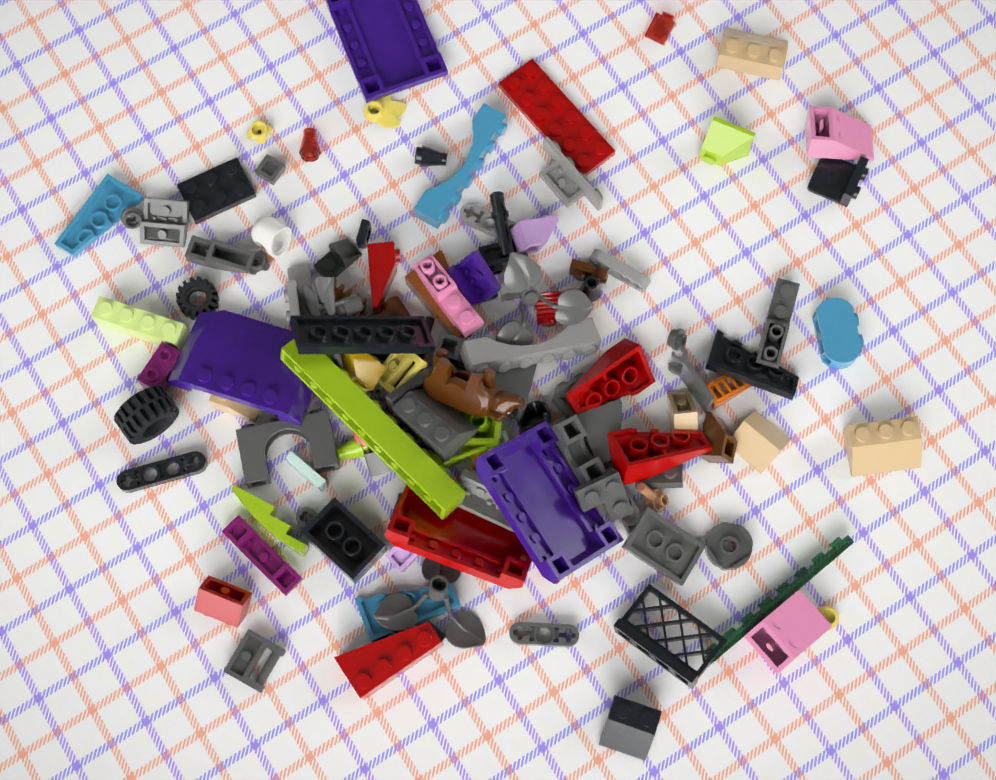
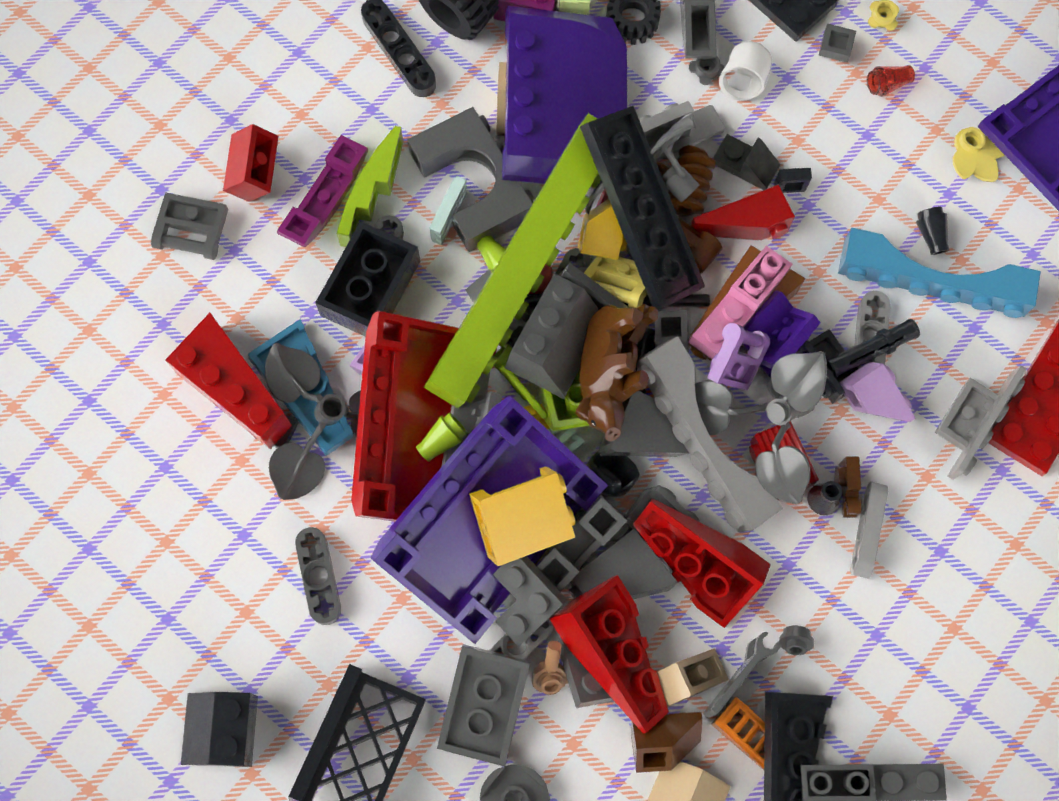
camera: 70 degrees right, 0 degrees up
(482, 517) = (442, 436): none -> lime cone
(484, 304) = (734, 367): none -> medium lavender plate
(556, 479) = (524, 517): none -> yellow panel

